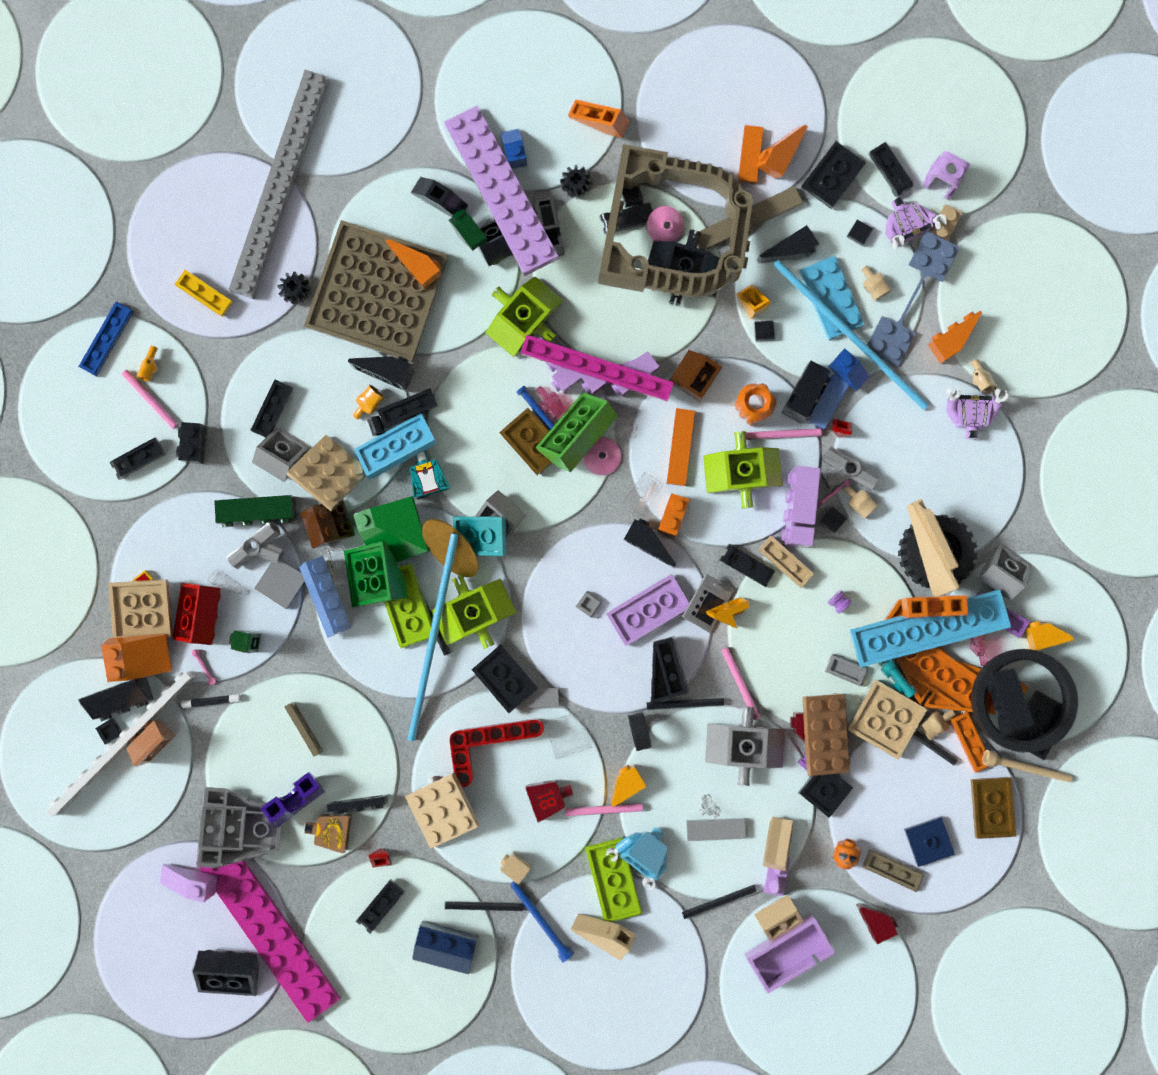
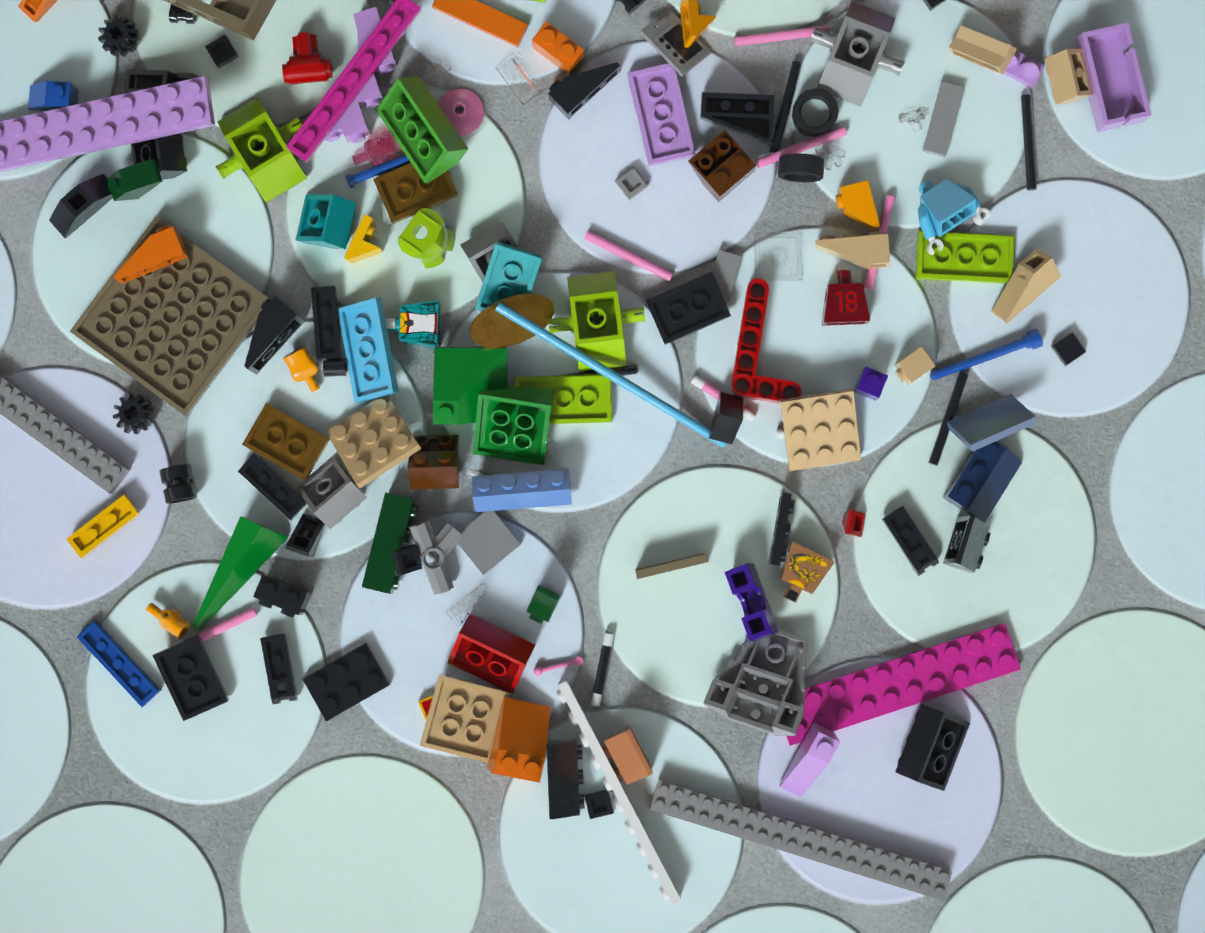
camera: 70 degrees left, 0 degrees up
(110, 395) = (191, 677): none -> black plate
(127, 894) = (801, 839): none -> light grey piece
(143, 511) = (346, 681): none -> black plate
(215, 405) = (245, 553): none -> green wedge
(240, 445) = (306, 536): none -> black slope
(244, 340) = (178, 492): none -> black wheel
(244, 528) = (407, 559): none -> black plate
(308, 407) = (285, 441): none -> pearl gold plate
(387, 951) = (967, 543): none -> slope
(429, 735) = (726, 418): none -> black slope
(445, 727) = (714, 392): none -> bar
(473, 414) = (359, 247): none -> yellow slope
(484, 382) = (326, 221): none -> teal slope
(487, 942) = (991, 422): none -> sand blue tile
(490, 838) = (870, 383): none -> dark purple brick
(495, 471) = (433, 245): none -> lime piece
(532, 620) = (628, 255): none -> bright pink bar
(567, 983) = (1068, 349): none -> black tile
(589, 262) = (221, 51): none -> black plate
(590, 800) = (864, 251): none -> tan slope
(599, 328) = (307, 63): none -> red piece
(622, 669) = (722, 165): none -> reddish brown slope
(657, 747) = (831, 157): none -> clear plant
(658, 726) = (802, 146): none -> bright pink bar
(702, 731) = (819, 94): none -> black tyre

